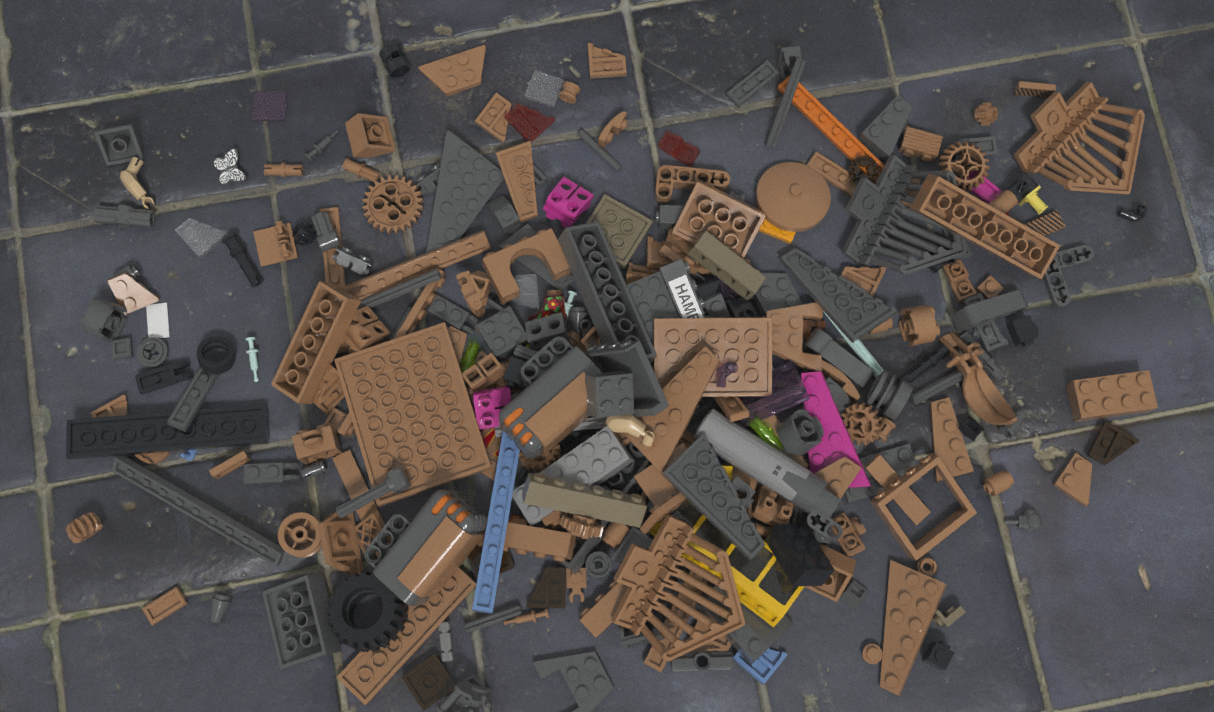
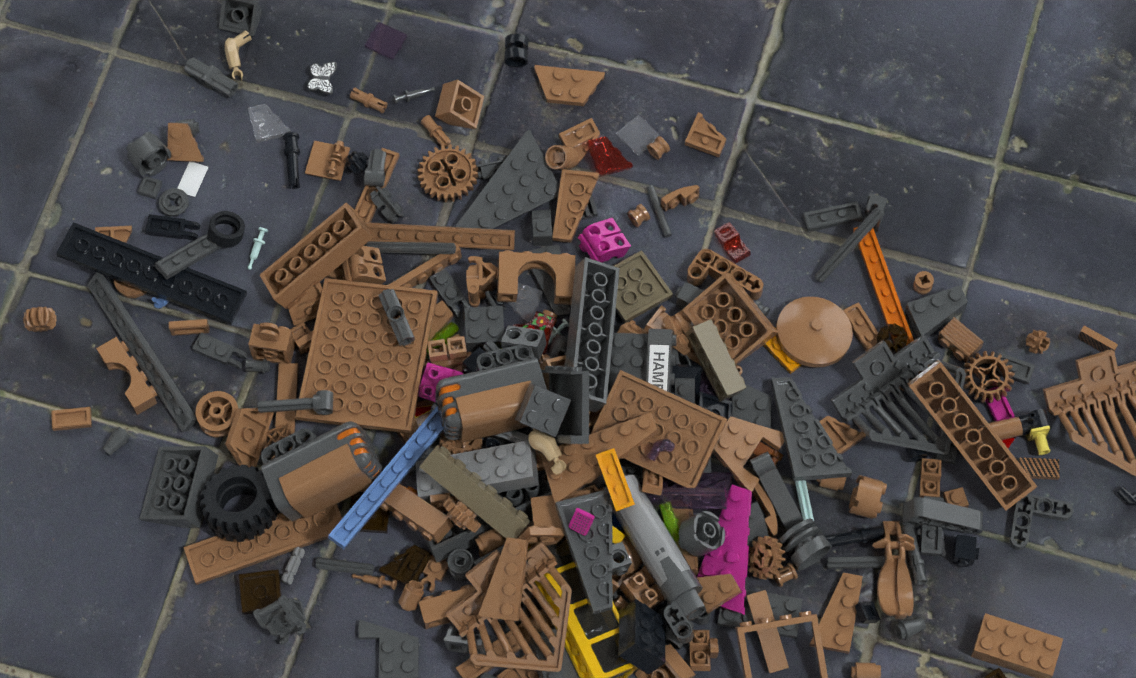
camera: 30 degrees right, 10 degrees down
(216, 552) = (115, 357): none -> medium nougat arch
(413, 359) = (393, 308): none -> dark grey piece
(489, 142) = (561, 157): none -> medium nougat wheel
(569, 616) = (411, 595): none -> medium nougat brick
(584, 163) = (638, 215): none -> medium nougat wheel
(658, 571) = (506, 585): none -> medium nougat wing
(697, 480) = (581, 521): none -> dark pink slope
(705, 425) = (615, 479): none -> light orange plate
(860, 111) = (923, 287): none -> medium nougat wheel

